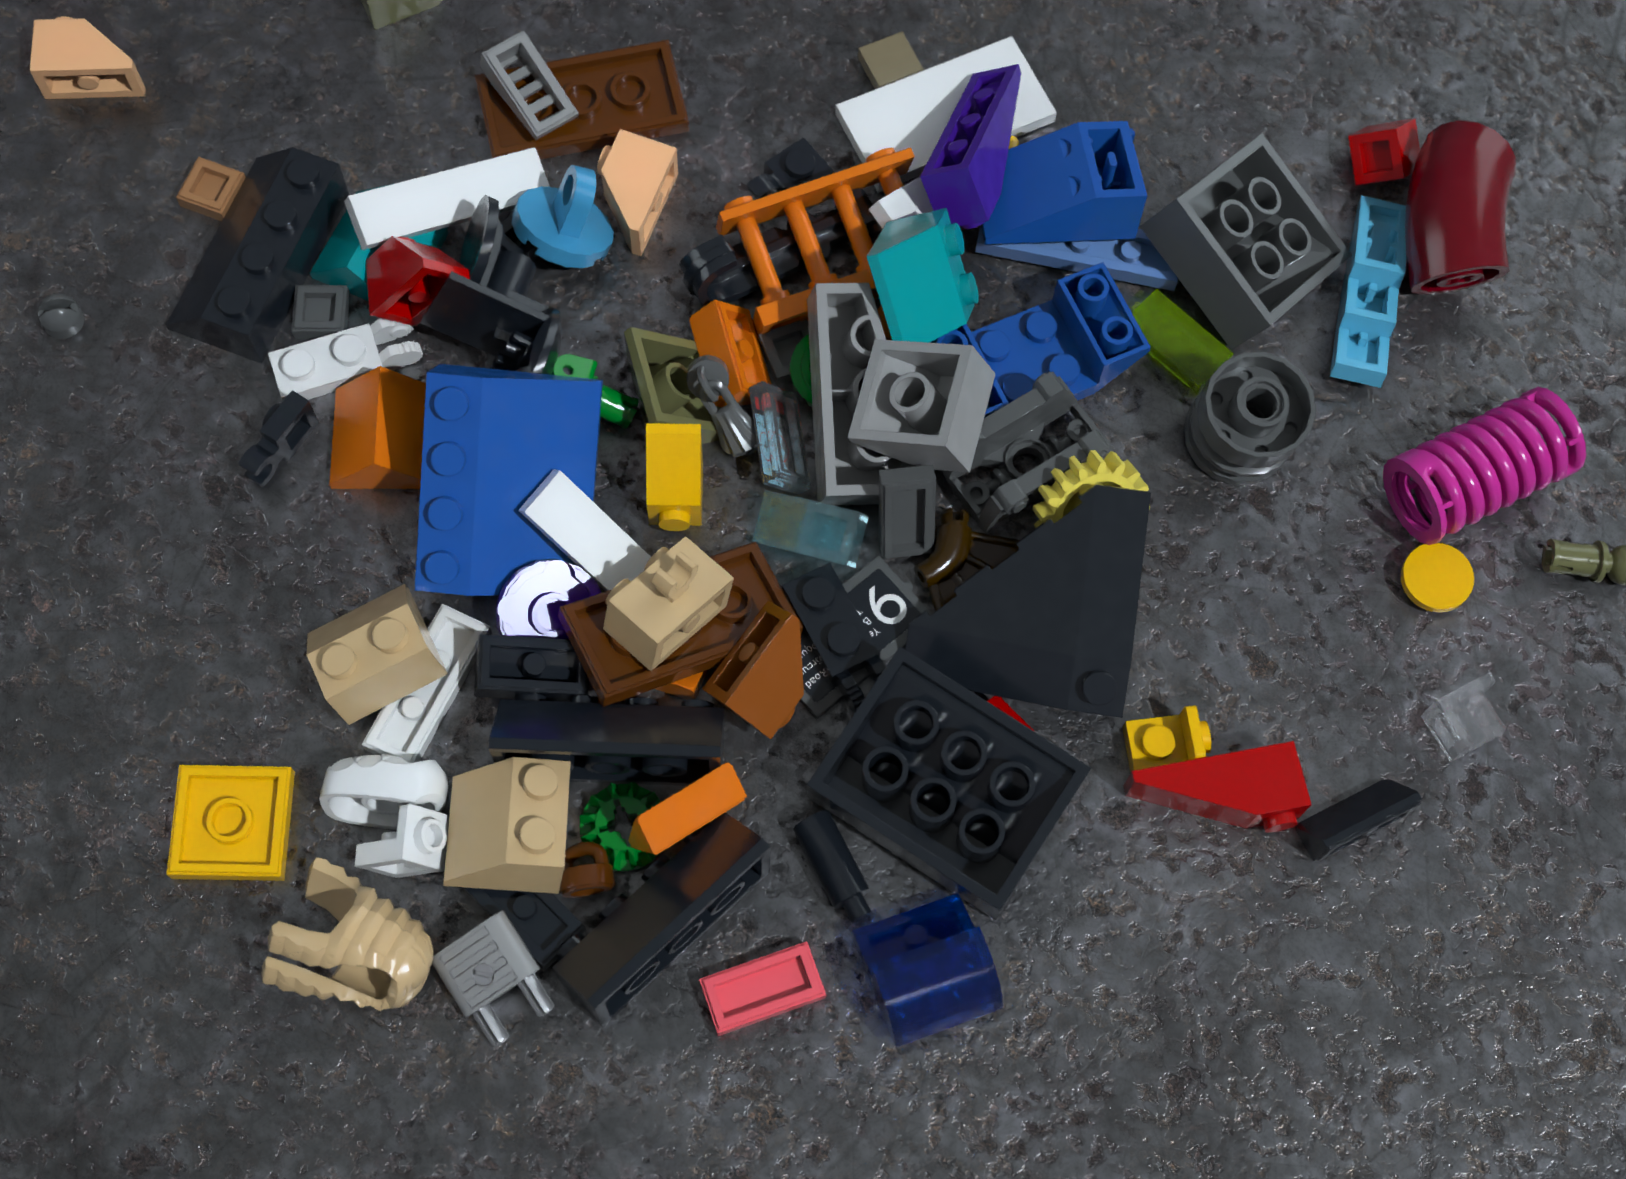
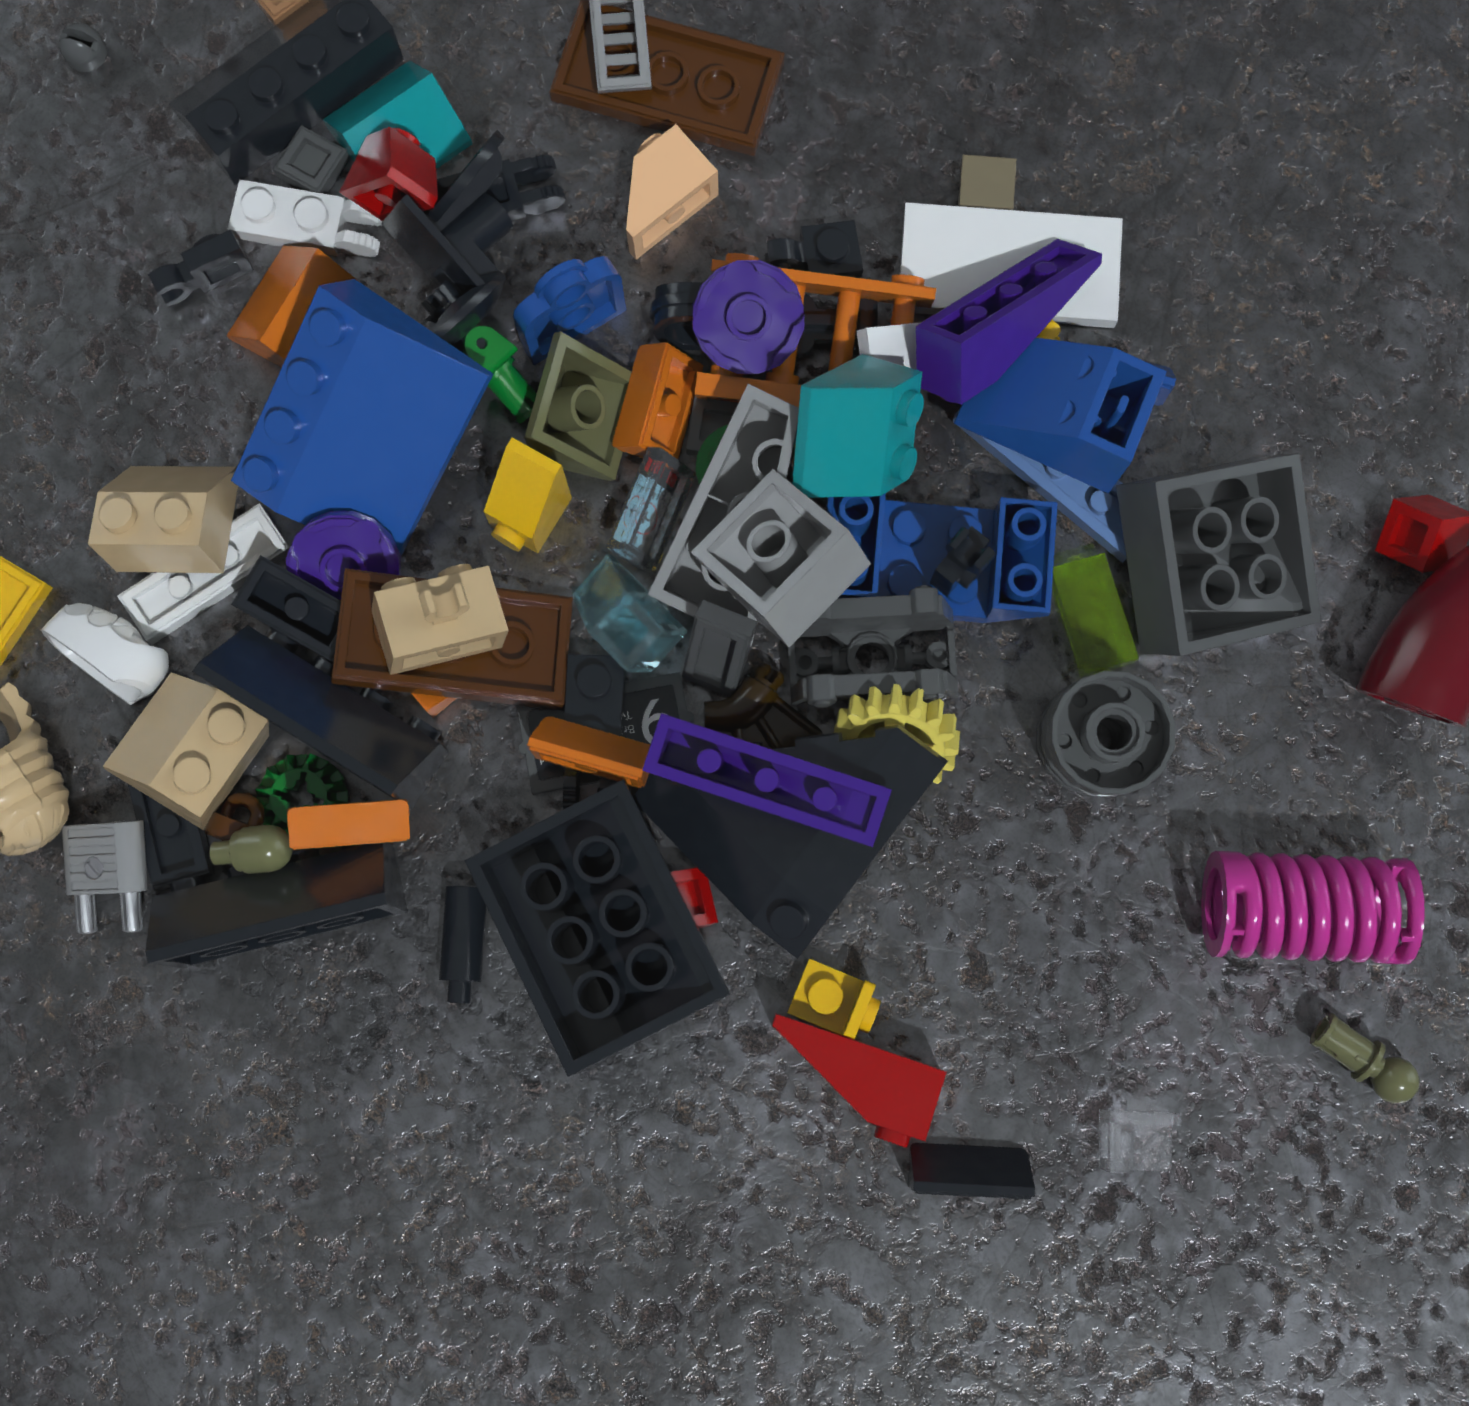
camera: 35 degrees right, 10 degrees up
(413, 849) = (100, 715): white bracket -> none
(442, 197) = (476, 111): white tile -> none
(565, 221) = (571, 192): dark azure tile -> none
(584, 531) = (407, 509): white tile -> none
(620, 876) = (254, 849): none -> olive cylinder
(621, 302) = (569, 300): none -> blue plate
(710, 379) = (613, 420): dark grey piece -> none
(762, 672) = (489, 732): dark orange slope -> none
(762, 988) = (336, 1015): coral tile -> none
(775, 242) = (748, 317): none -> dark purple tile
(856, 646) = (590, 751): none -> orange slope
(929, 969) = (484, 1085): clear blue brick -> none
(1014, 582) = (767, 780): none -> dark purple slope
(1062, 339) = (964, 561): none -> black plate
(1370, 292) = (1315, 669): medium azure slope -> none
(1437, 577) = (1198, 987): yellow piece -> none

